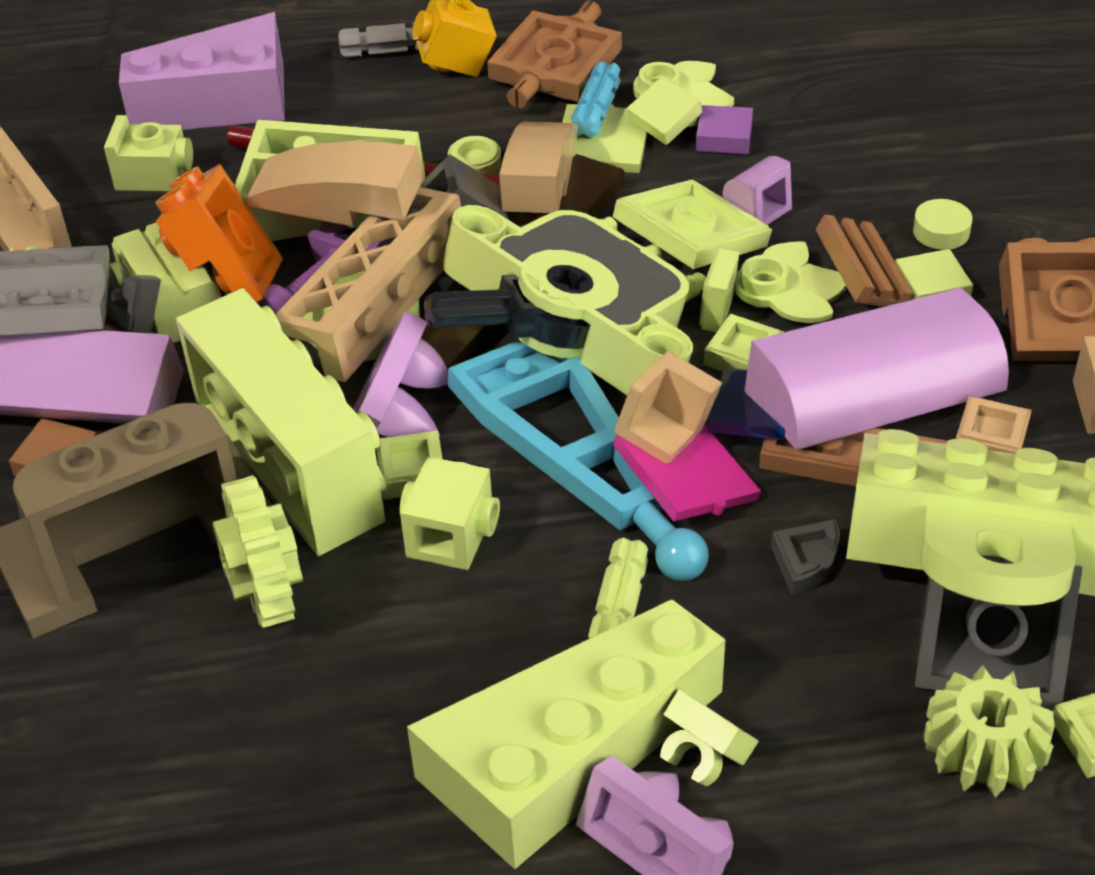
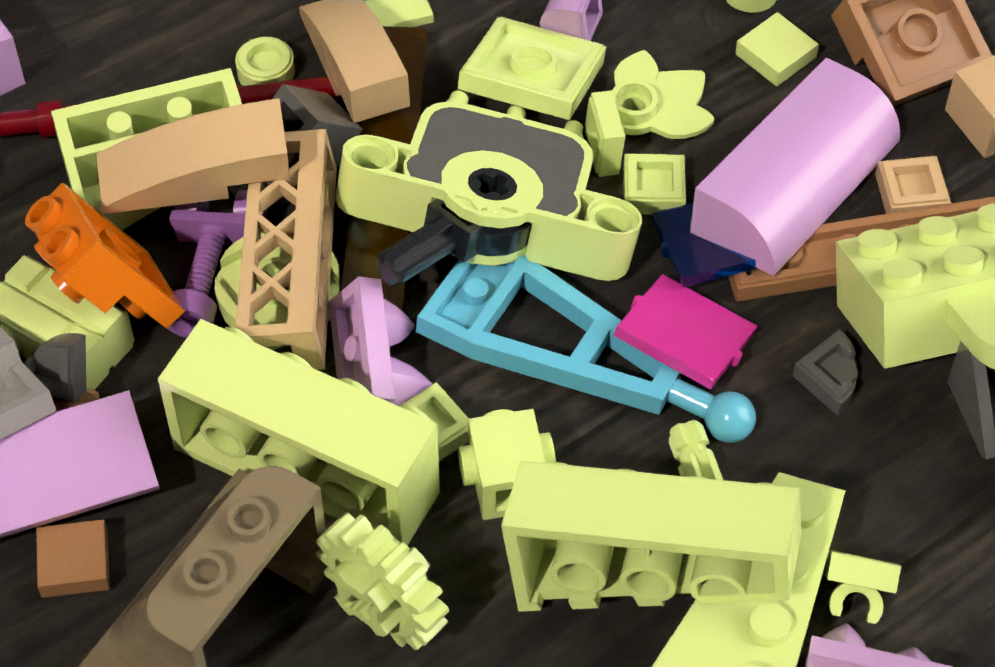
camera: 30 degrees left, 10 degrees up
(497, 596) = (647, 537): none -> yellowish green wedge
(667, 407) = (649, 281): tan panel -> none
(863, 262) = (710, 53): medium nougat tile -> none

